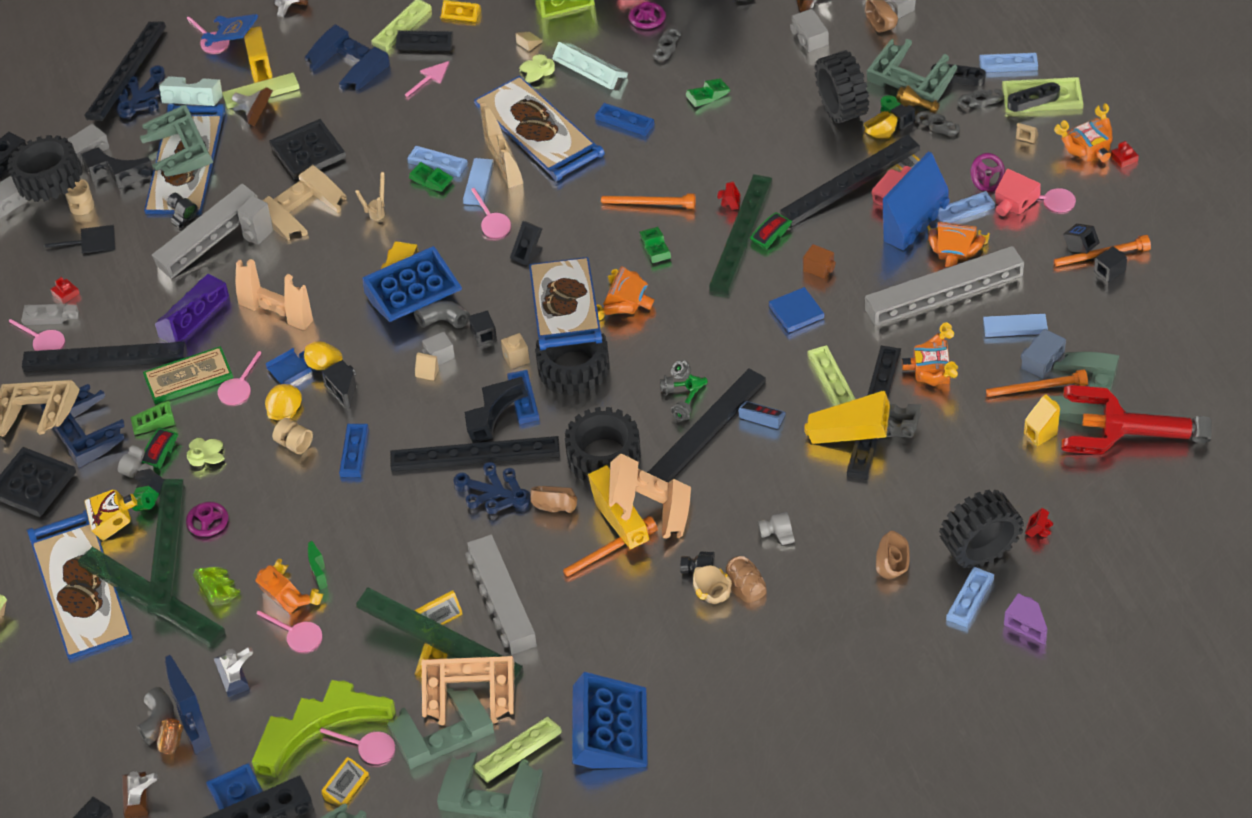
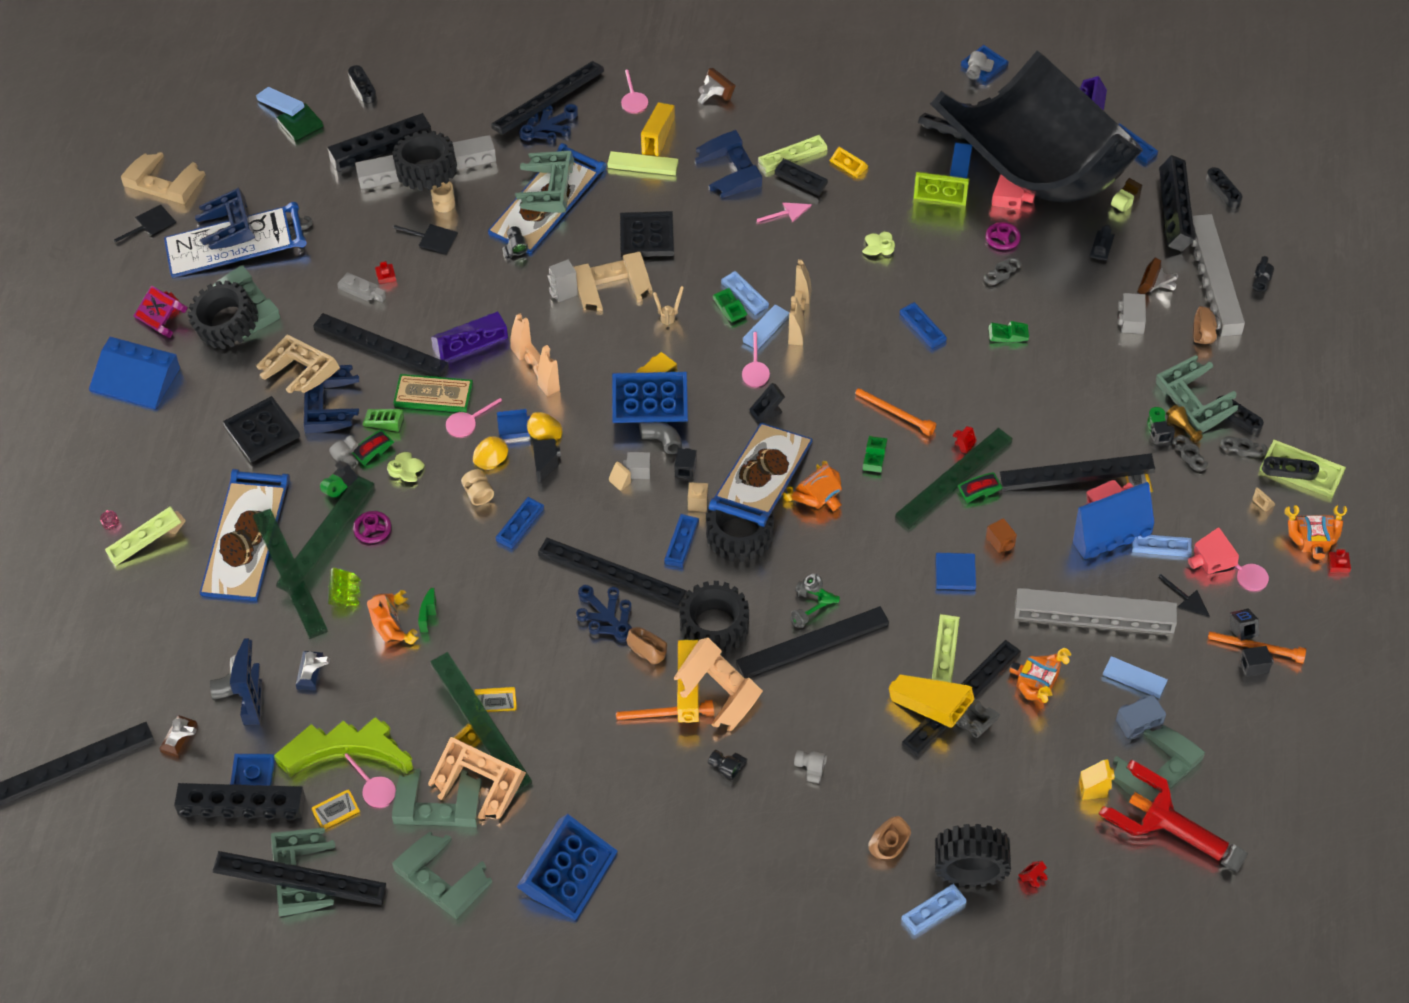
camera: 25 degrees right, 5 degrees up
(45, 340) = (346, 311): bright pink piece -> none
(109, 512) = (299, 485): yellow torso -> none
(122, 171) = (489, 187): black arch -> none
(169, 736) = (227, 702): clear orange brick -> none
(176, 91) = (594, 146): light aqua arch -> none
(202, 233) = (516, 272): light grey brick -> none
(230, 28) = (651, 97): blue flag -> none
(252, 104) = (627, 174): piece -> none
(302, 636) = (381, 666): bright pink piece -> none
(496, 398) = (655, 532): black arch -> none
(501, 595) = (553, 709): light grey brick -> none
(517, 749) = (483, 851): yellowish green tile -> none
(527, 40) = (887, 214): tan slope -> none
(539, 127) = (846, 299): flag -> none
(588, 64) = (923, 260): light aqua fence -> none
(711, 584) = (723, 787): tan hair -> none
(746, 579) = (756, 796): medium nougat piece -> none
(761, 414) = (865, 653): medium blue slope -> none
(841, 86) = (1119, 382): black tyre -> none
(881, 125) = (1137, 432): yellow hat -> none
(955, 242) = (1130, 575): orange torso -> none
(978, 172) = (1196, 516): magenta piece -> none
(1009, 62) = (1292, 423): light blue tile -> none
(1021, 243) = (1191, 603): none -> black piece
(1026, 618) = (966, 953): medium lavender slope -> none
(1079, 378) = (1157, 755): orange piece -> none

